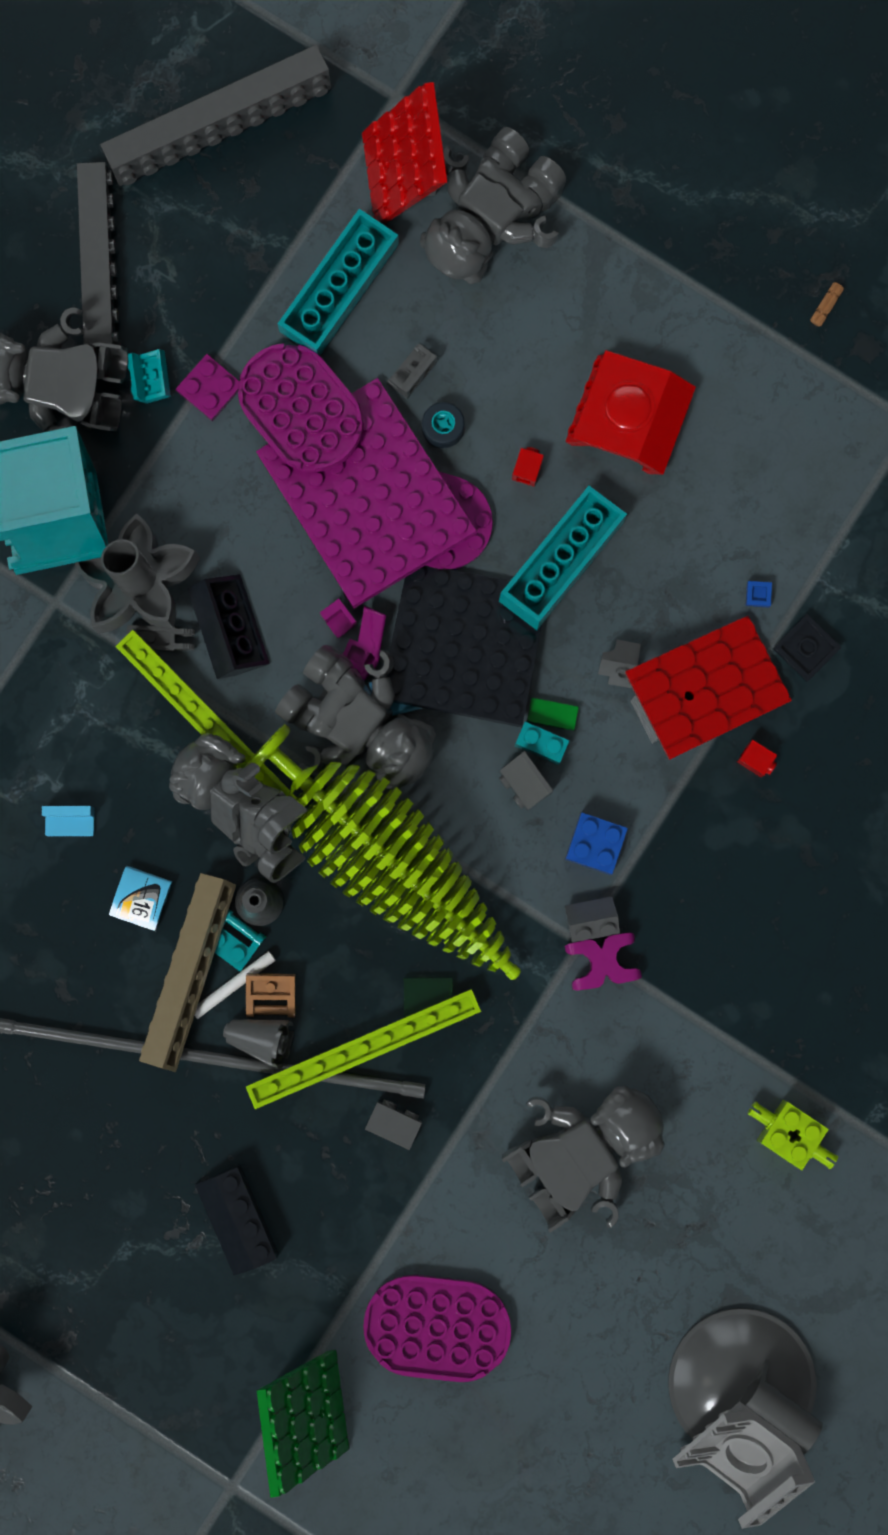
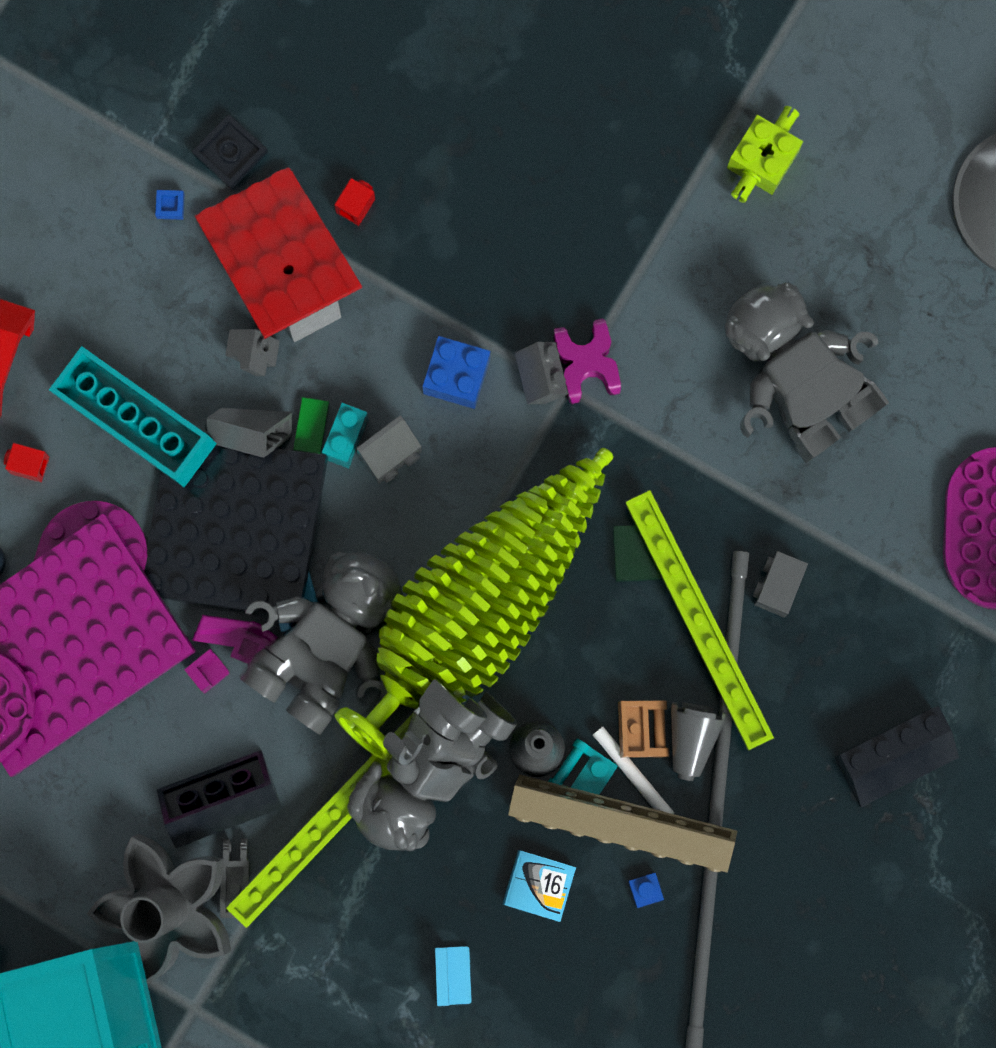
camera: 95 degrees left, 5 degrees down
(132, 990) = (646, 890): none -> blue plate
(548, 659) = (250, 430): none -> dark grey slope

